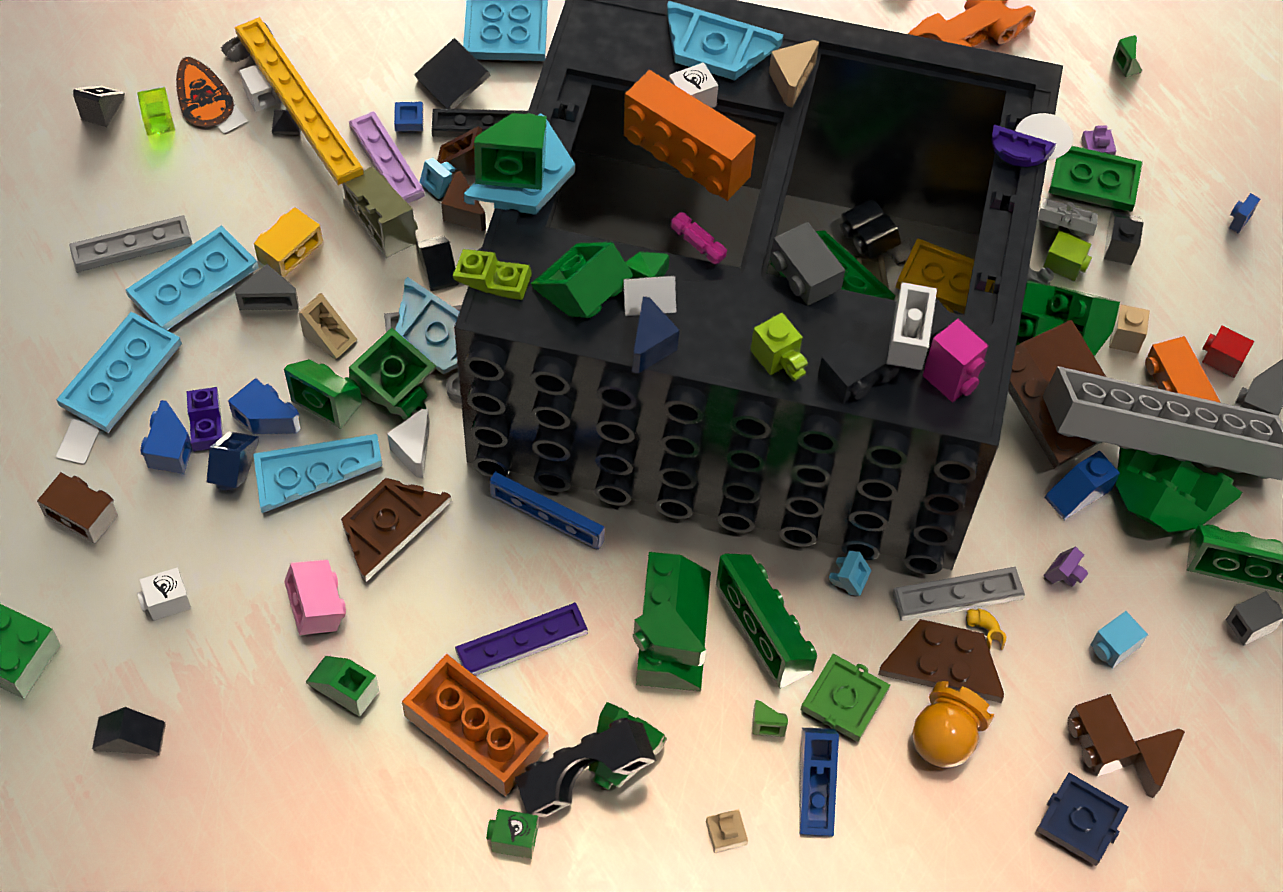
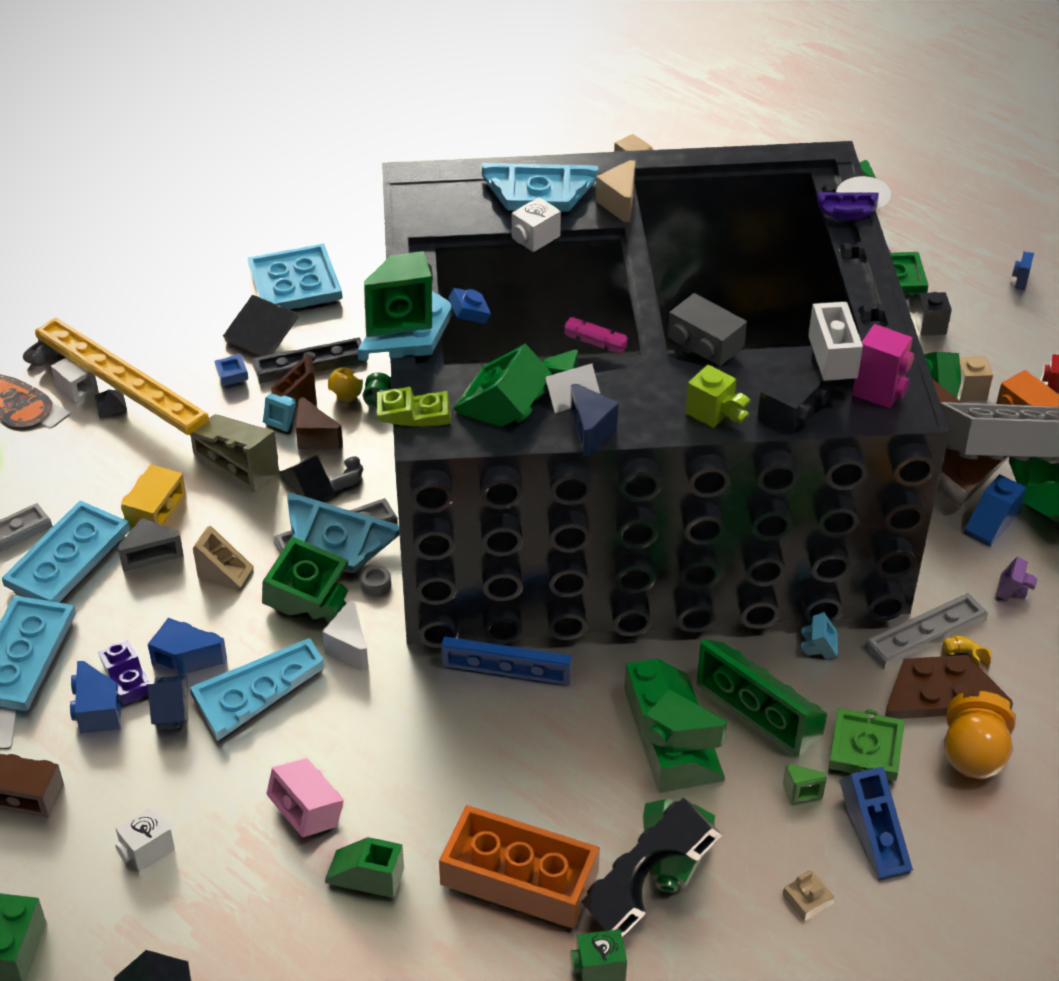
camera: 15 degrees left, 15 degrees down
(322, 391) = (240, 616): green slope -> none
(386, 156) = (214, 401): lavender tile -> none
(388, 521) = (351, 712): reddish brown wing -> none
(522, 639) = (534, 778): dark purple tile -> none
(590, 170) = (469, 305): none -> blue plate
(688, 135) = (552, 253): orange brick -> none

